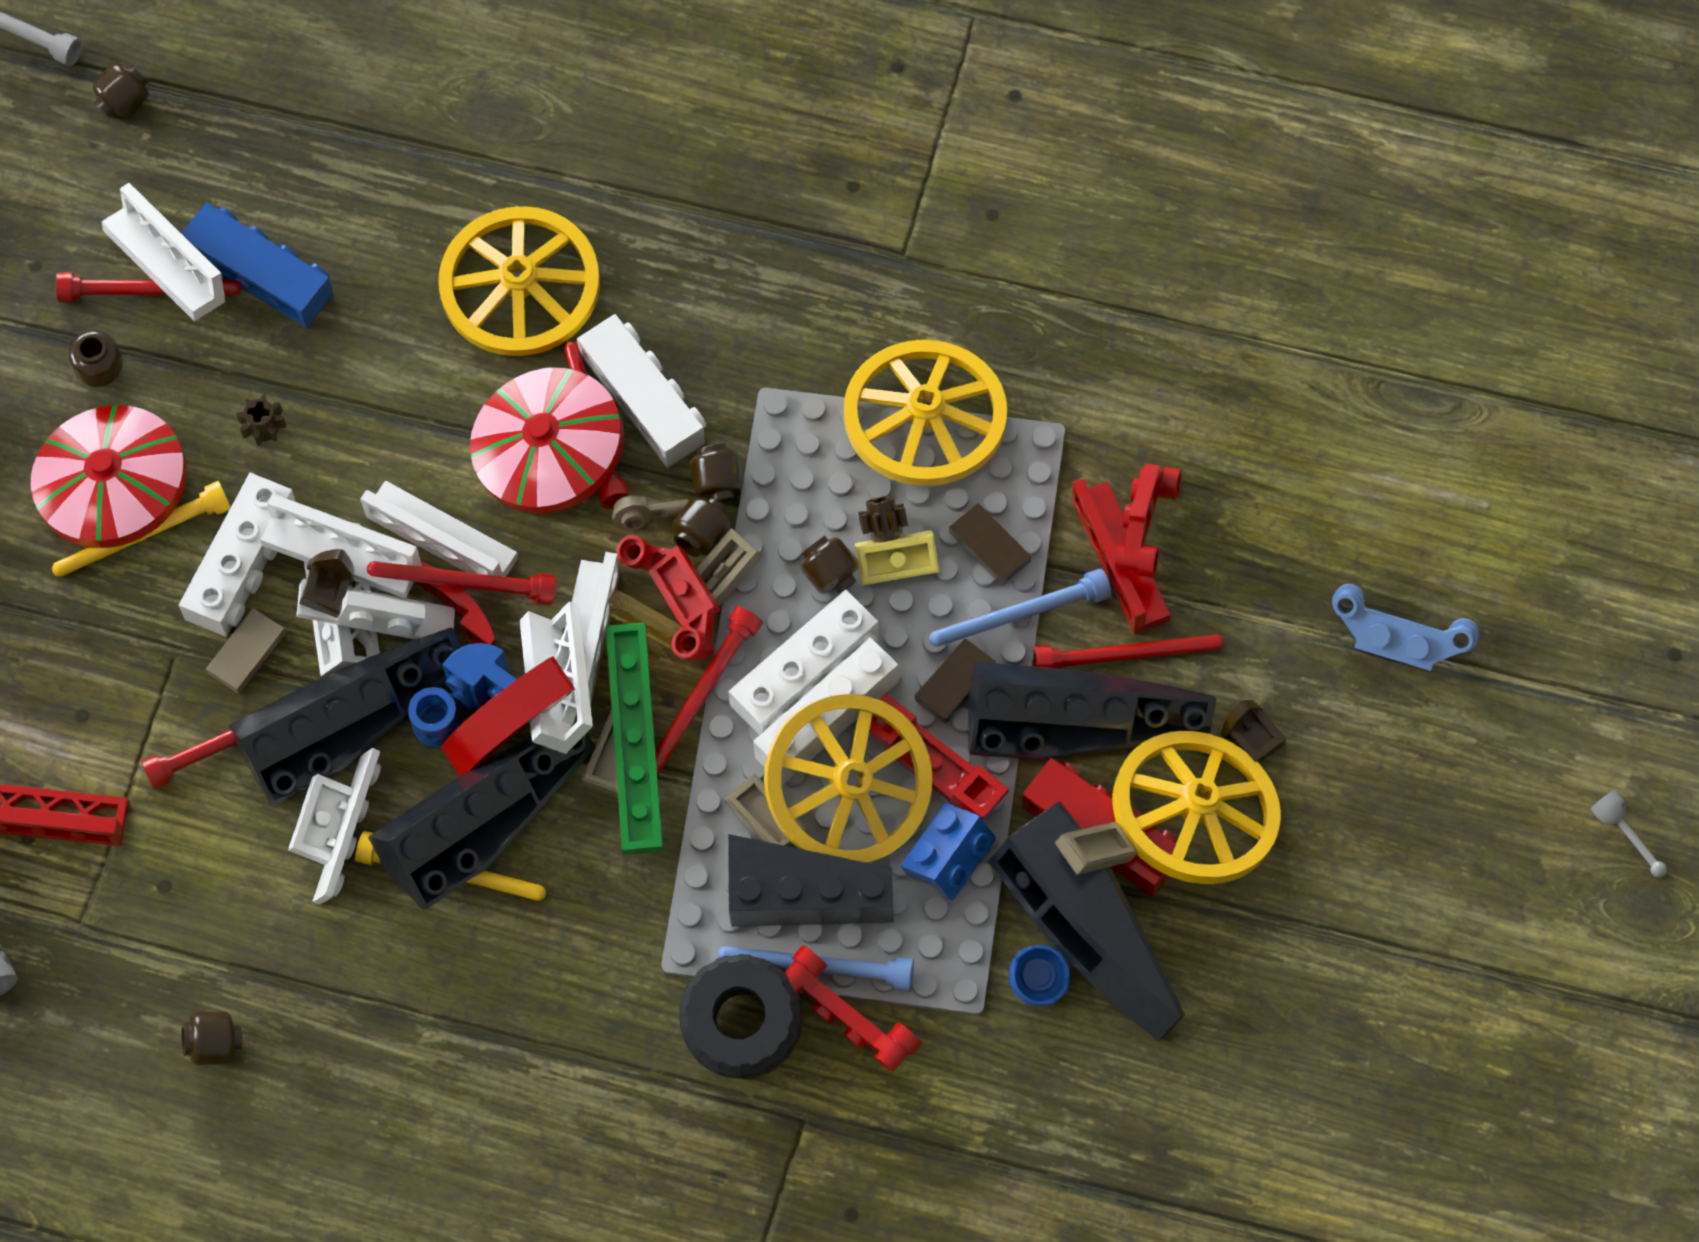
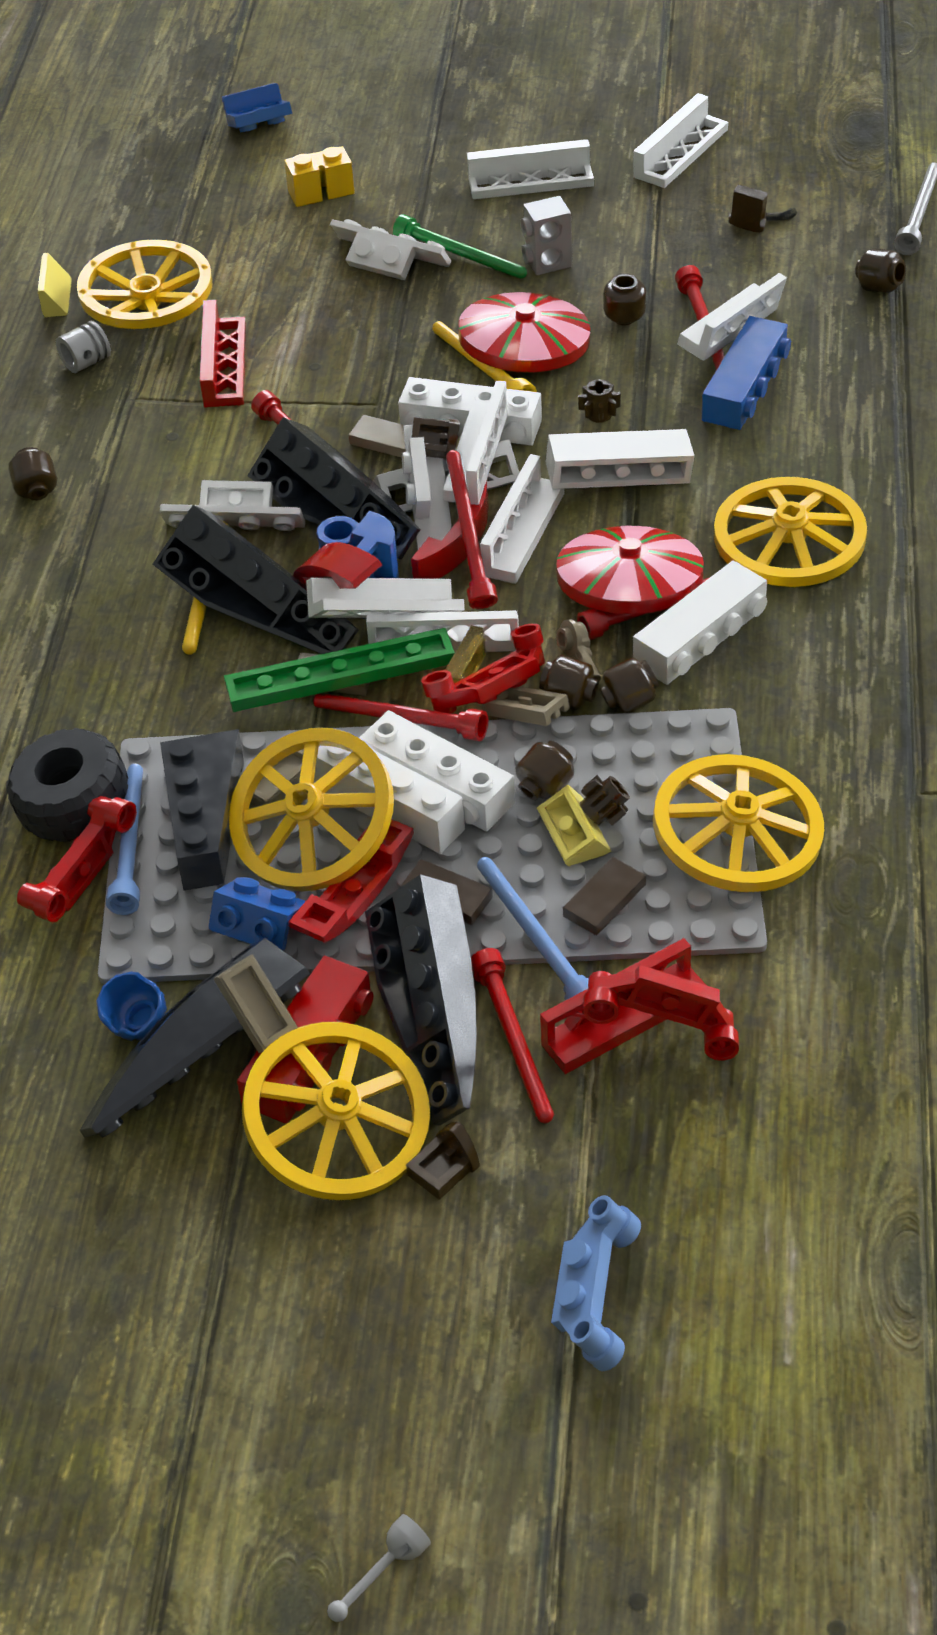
camera: 80 degrees right, 20 degrees down
(373, 416) = (619, 458): none -> white brick

